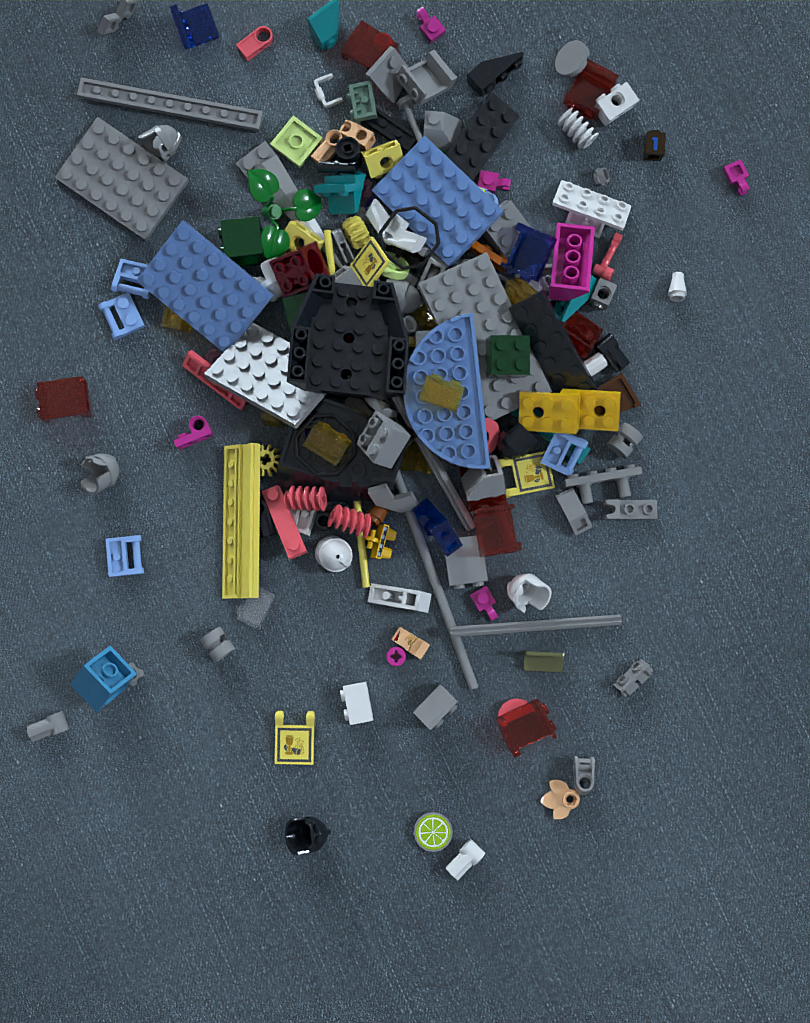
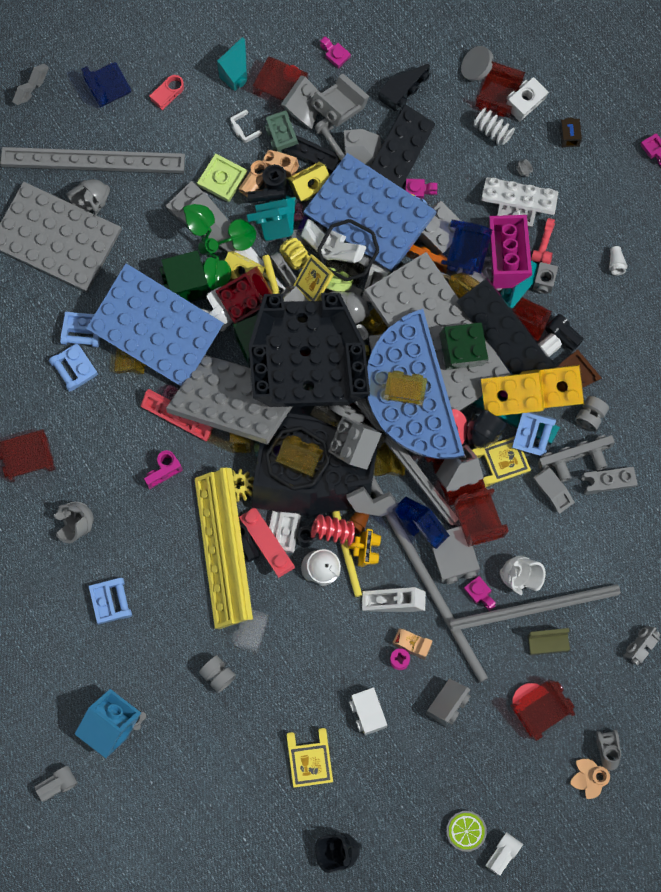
camera: 10 degrees left, 10 degrees down
(305, 498) = (286, 515): coral piece -> none

